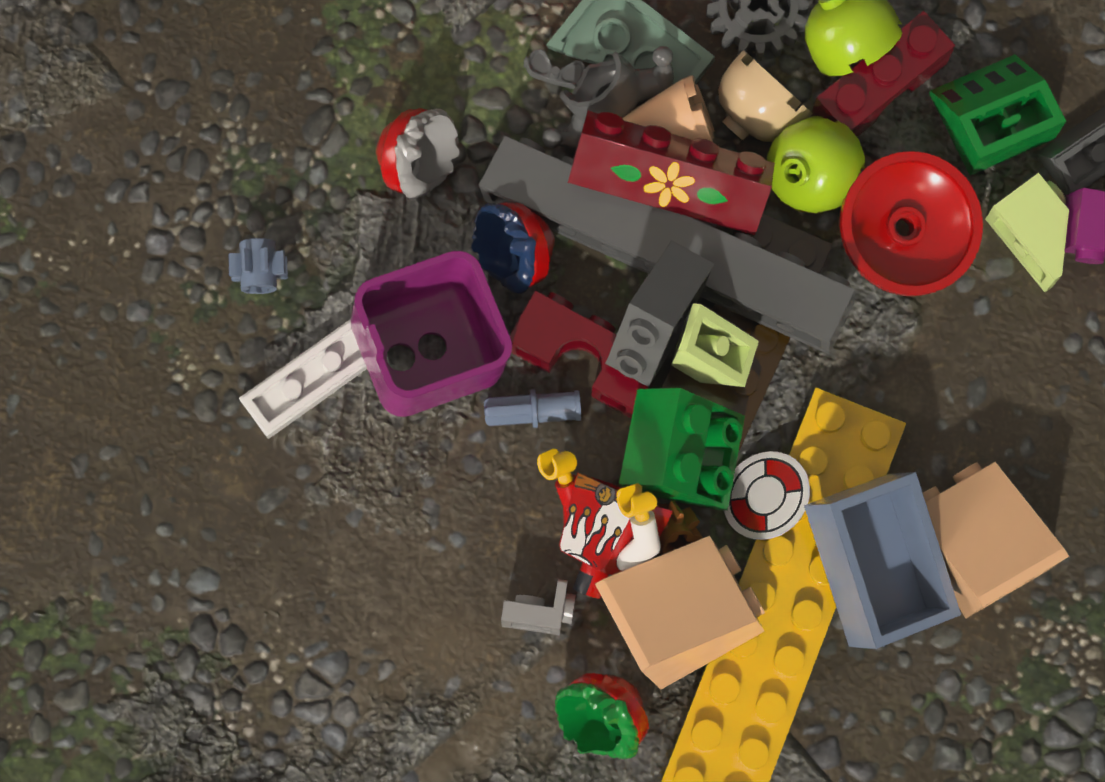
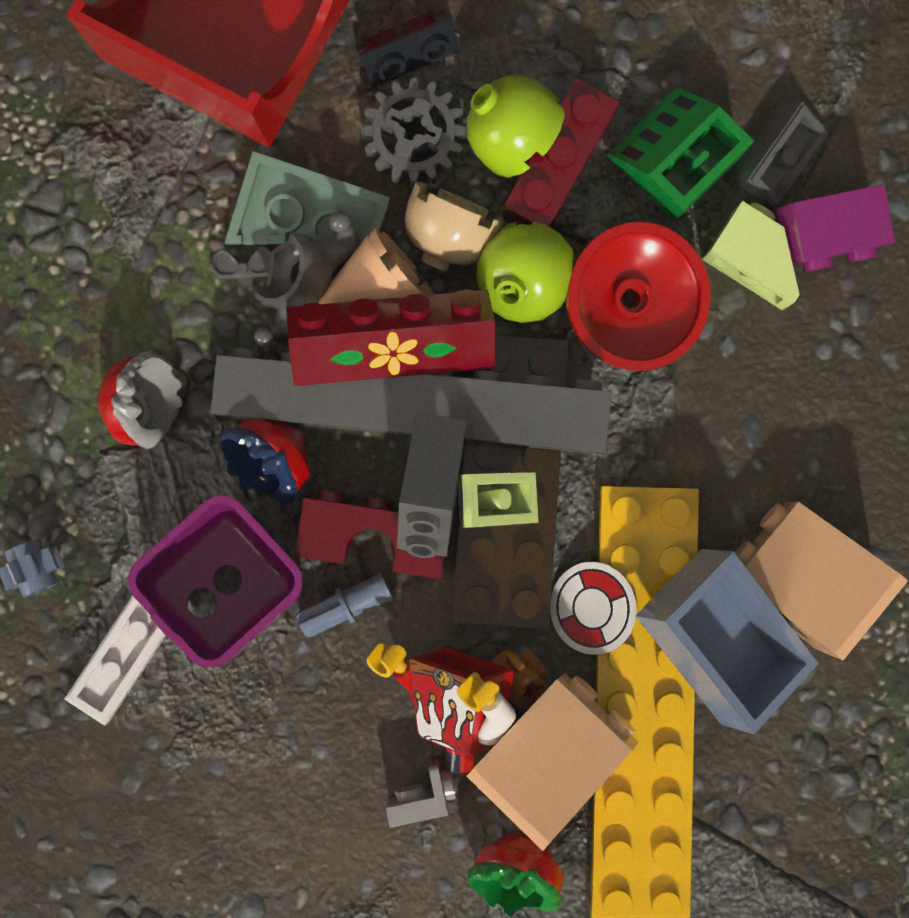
camera: 15 degrees left, 10 degrees up
(682, 447) = (499, 602): green slope -> none

